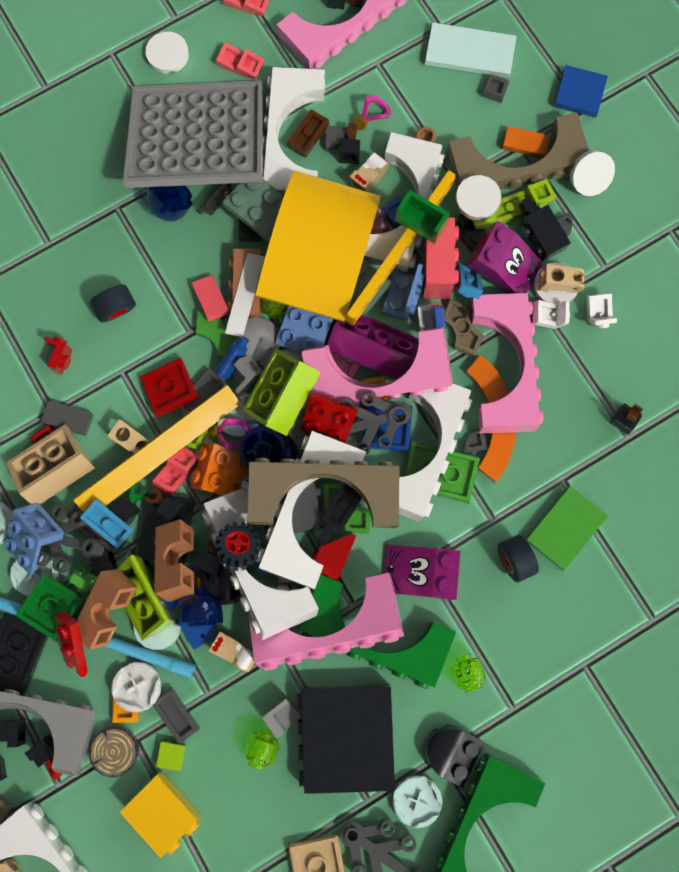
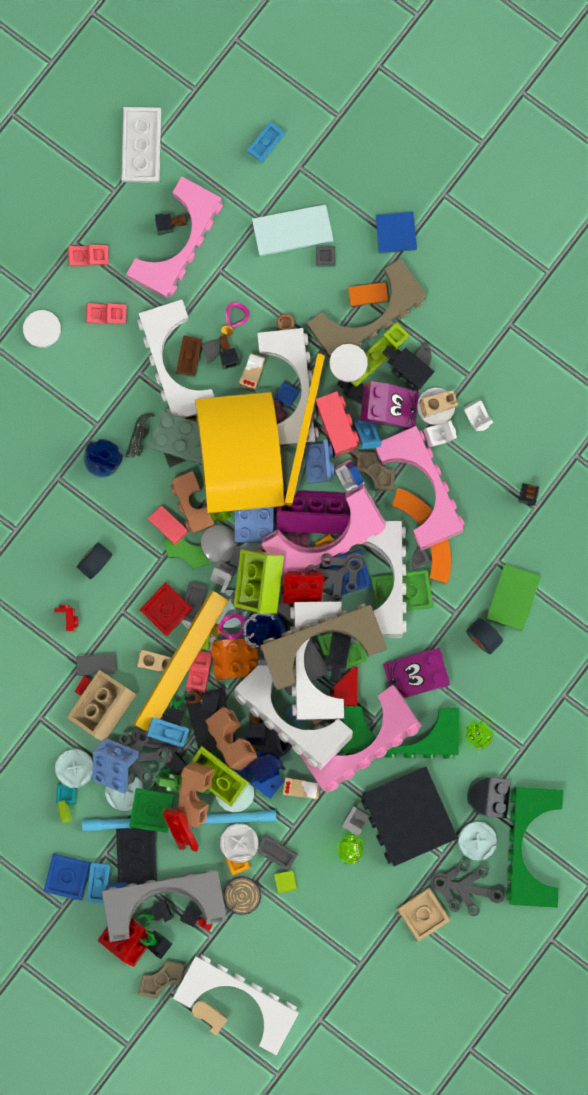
camera: 25 degrees left, 5 degrees up
(161, 815) = (297, 924): yellow brick -> none
(195, 134) = (101, 396): light grey plate -> none
(235, 351) = (206, 568): blue cylinder -> none
(237, 537) = (275, 702): black wheel -> none
(245, 294) = (196, 513): white sticker -> none
(422, 216) = (313, 403): green panel -> none
(592, 172) = (430, 304): white tile -> none

